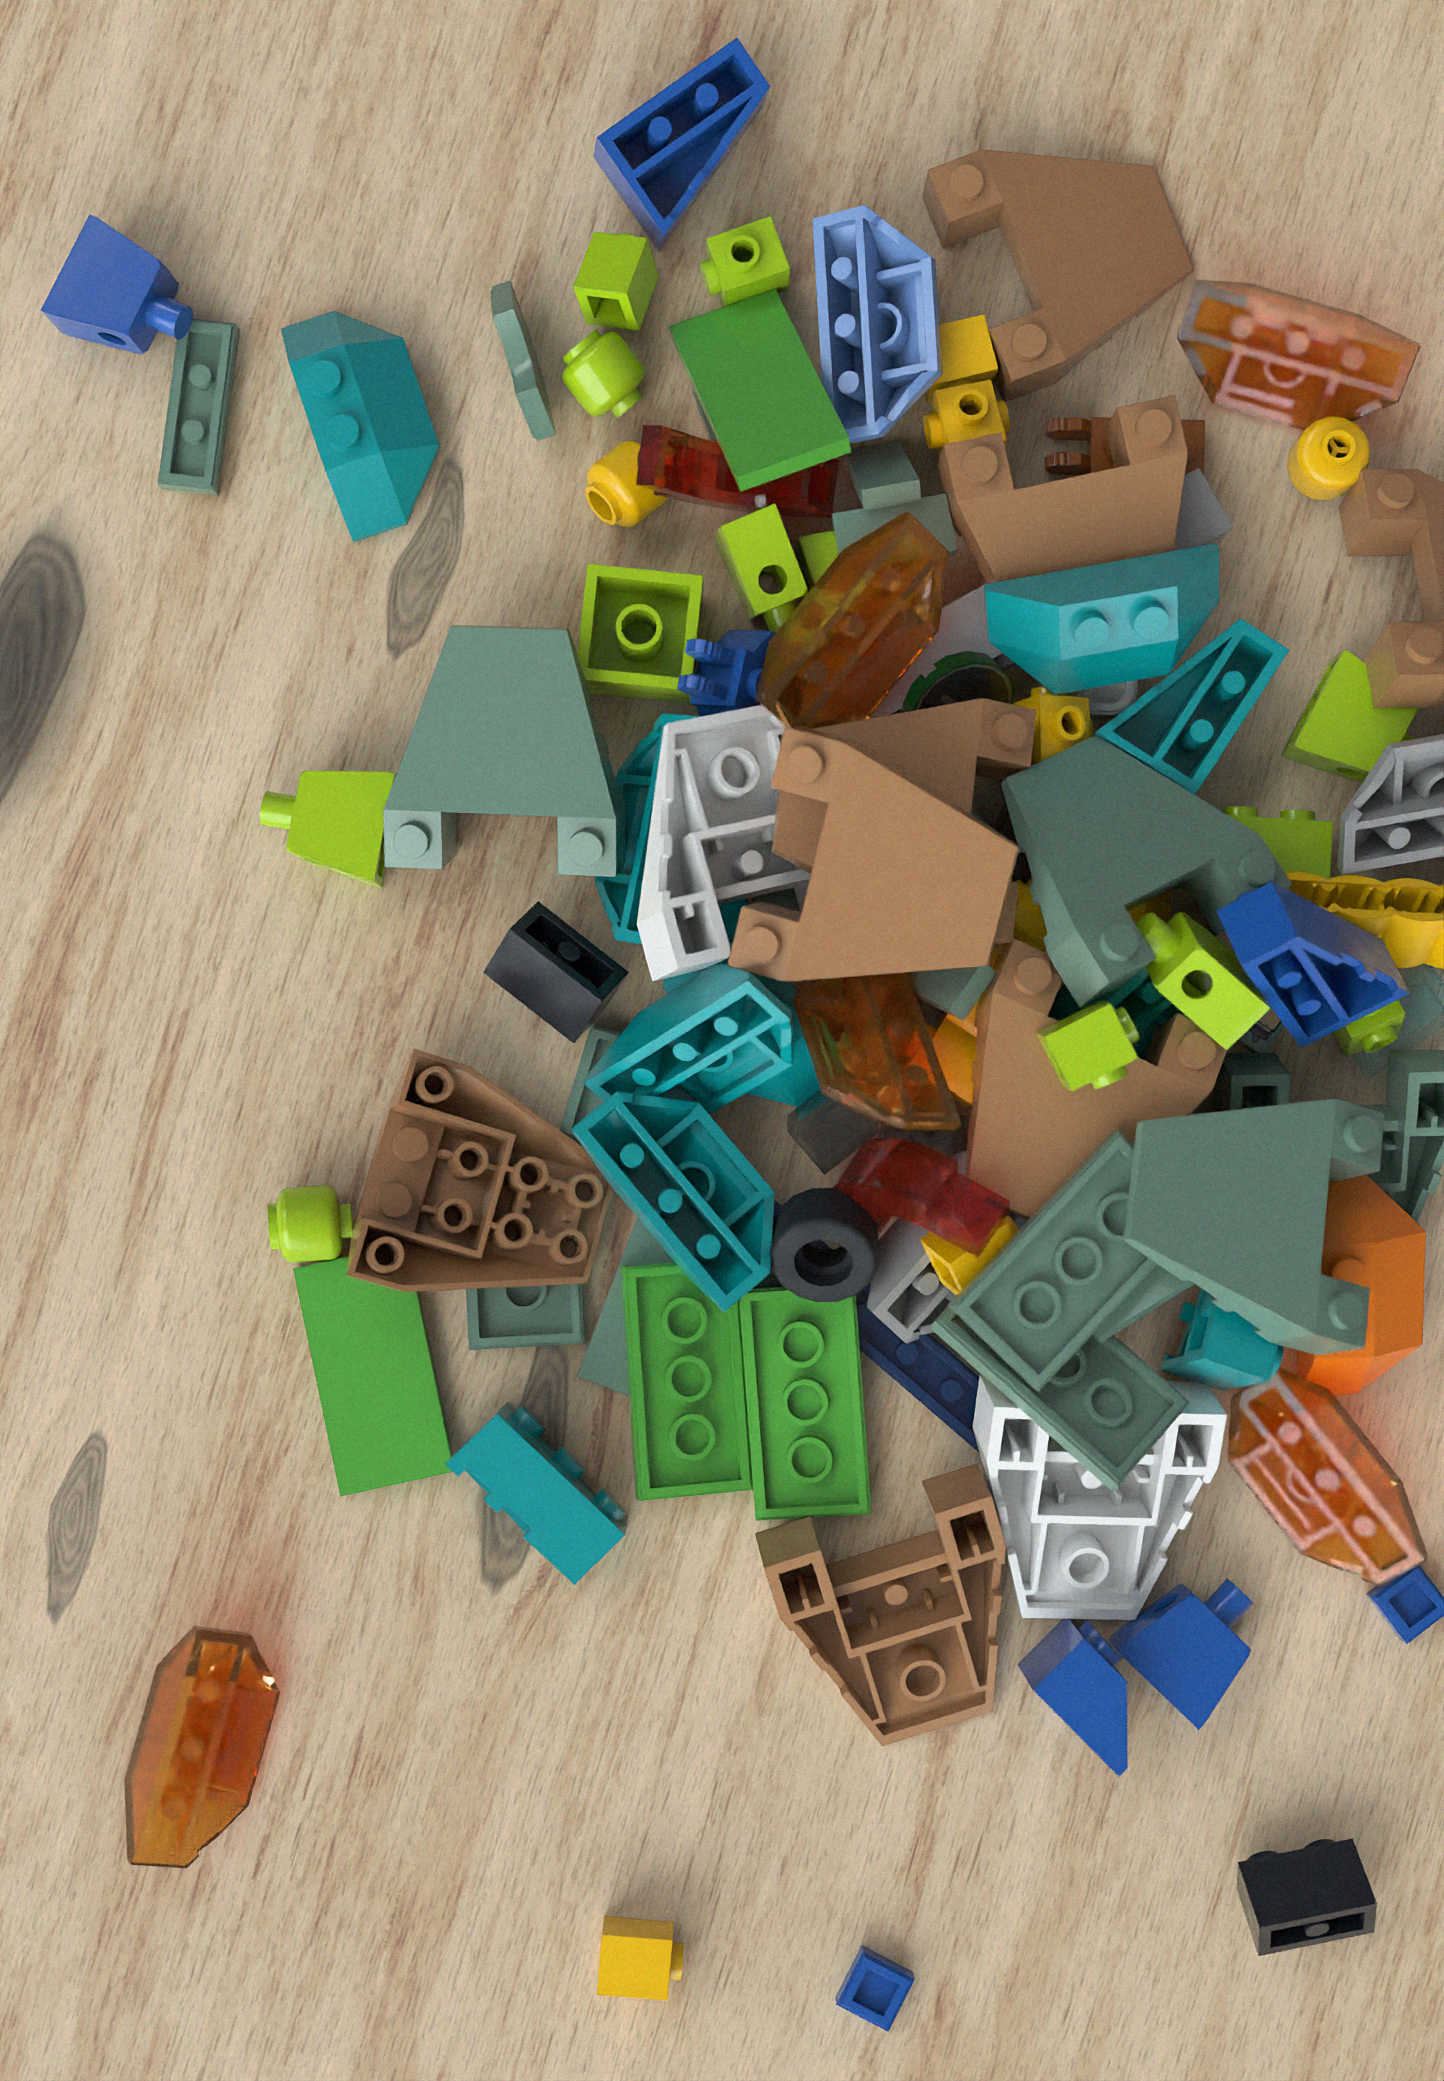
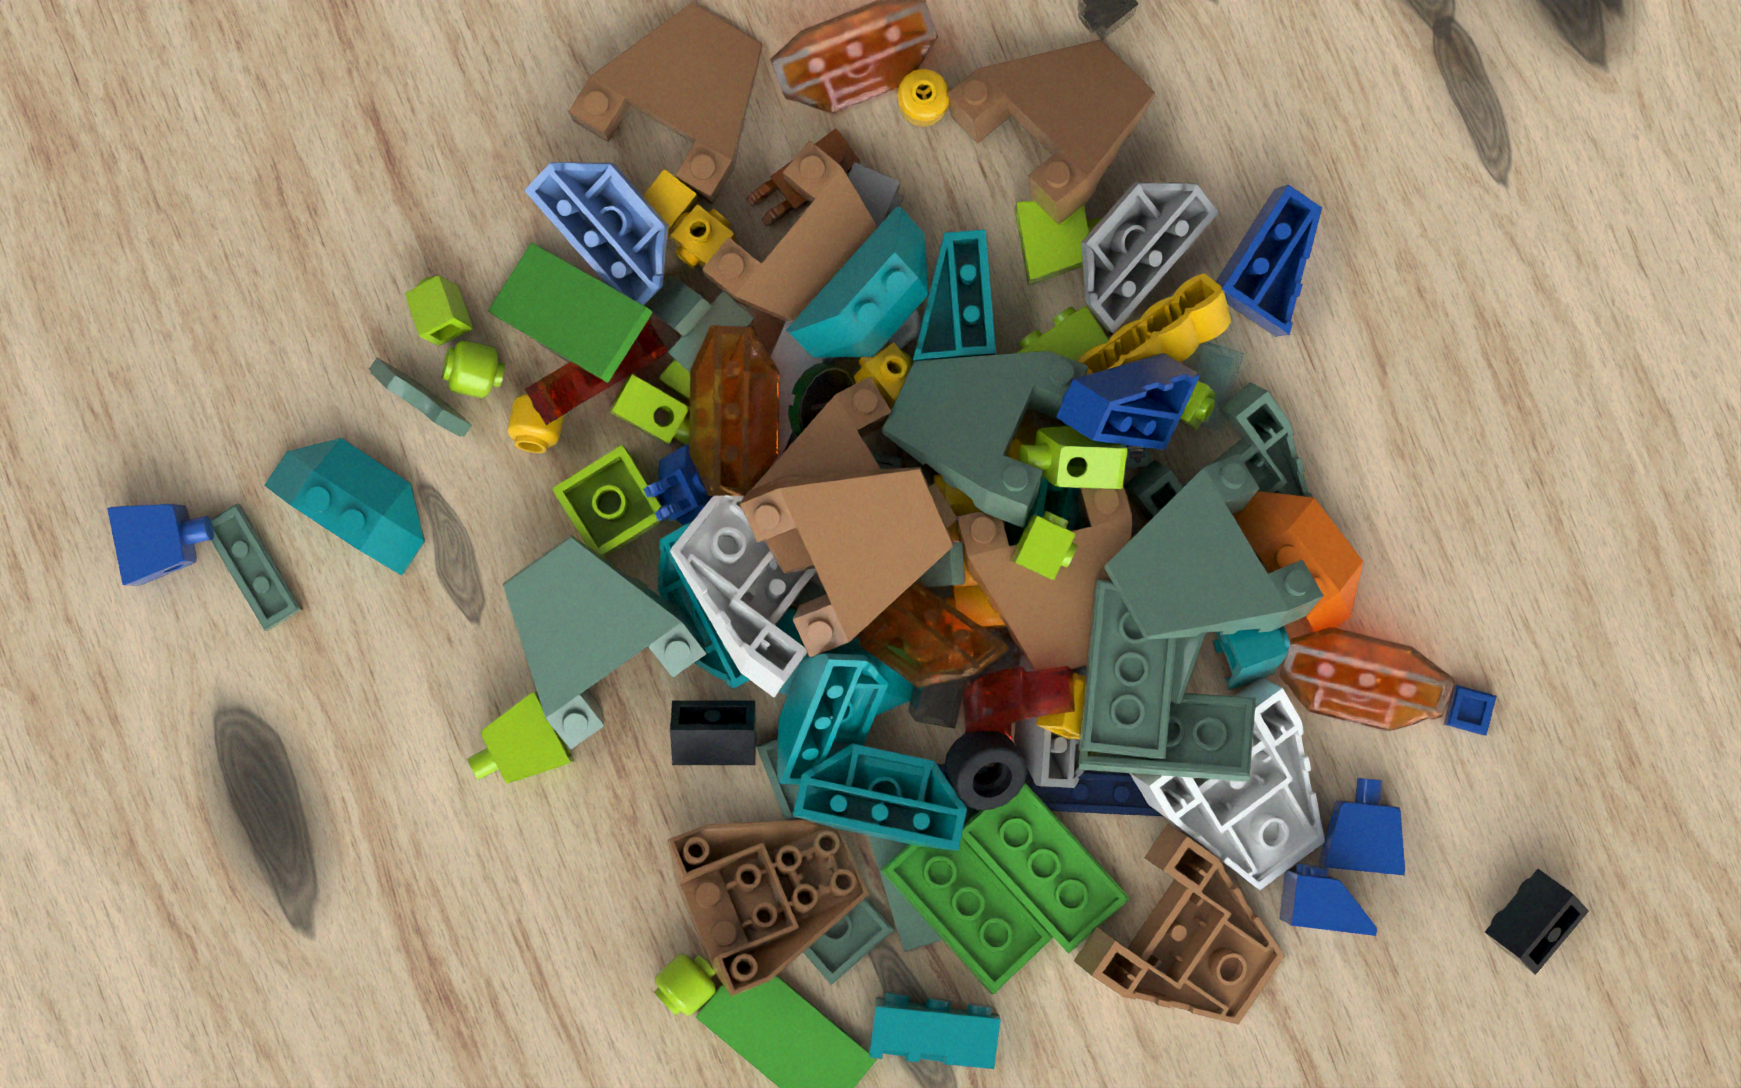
camera: 35 degrees left, 0 degrees up
(680, 138) = (412, 200): blue wedge -> none
(745, 262) = (503, 242): lime brick -> none

